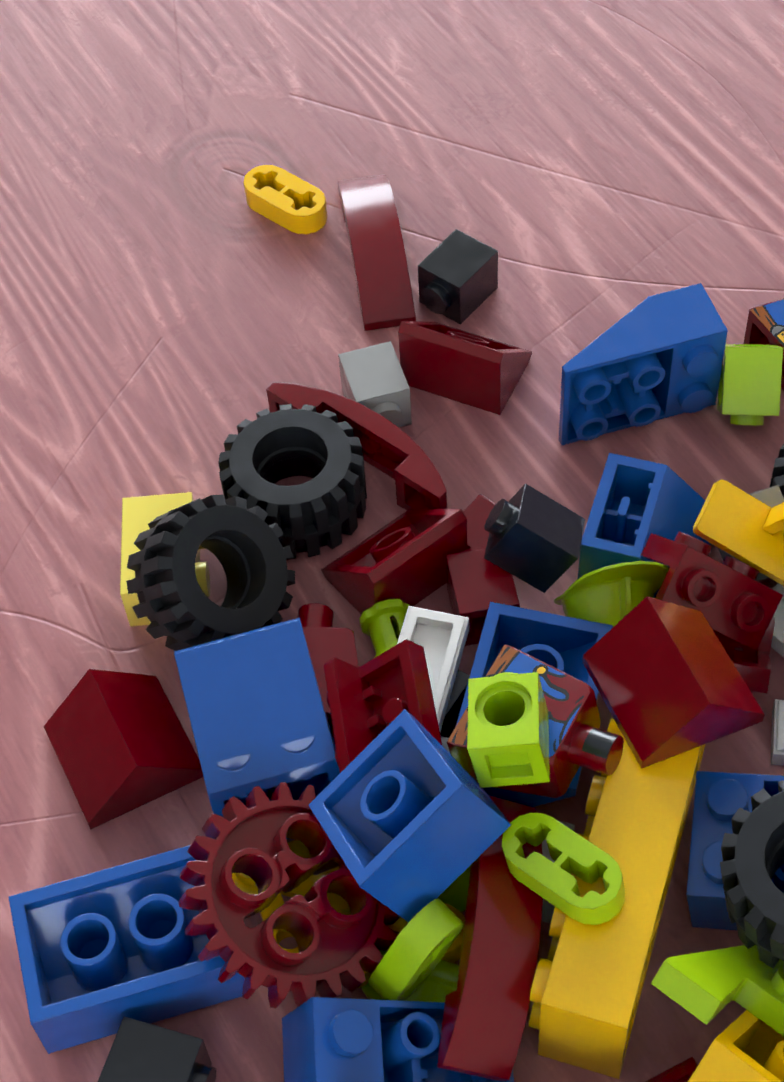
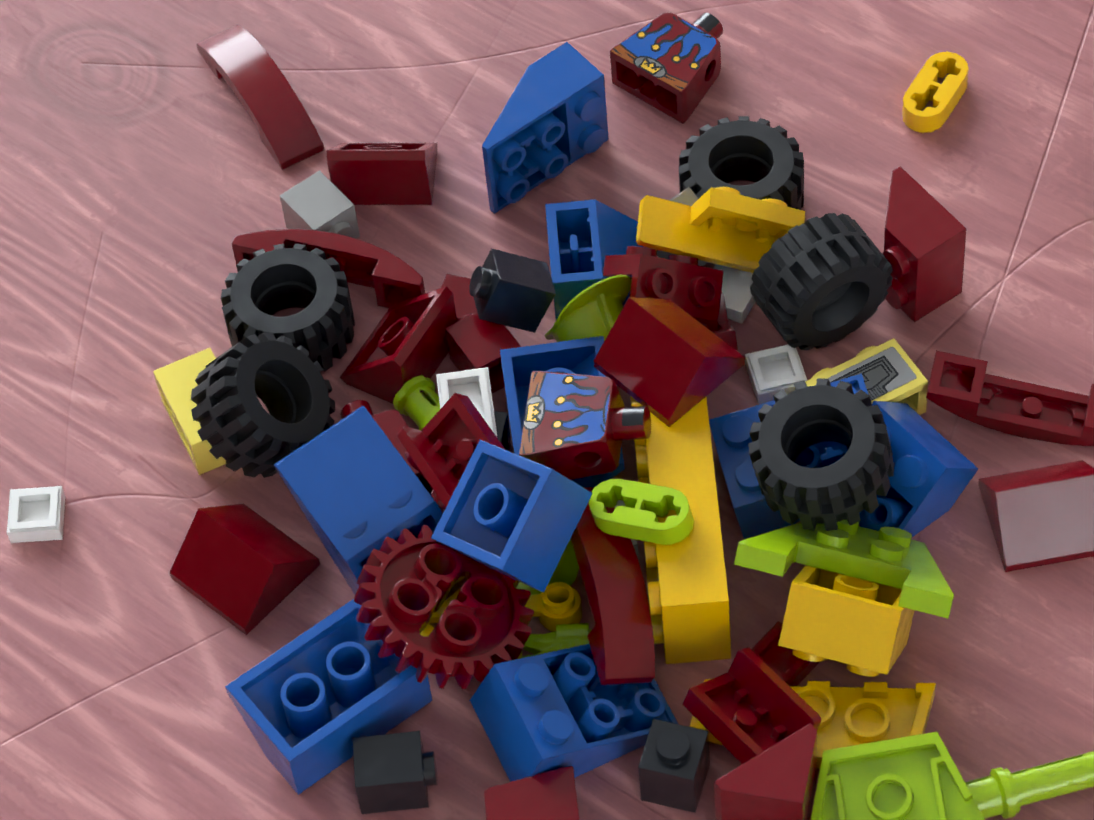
camera: 20 degrees left, 0 degrees up
(289, 195) = (157, 74): yellow beam -> none
(416, 952) = (553, 612): lime beam -> none
(458, 276) = (347, 97): black brick -> none
(511, 752) = (566, 425): lime brick -> none
(750, 383) = (633, 112): lime brick -> none

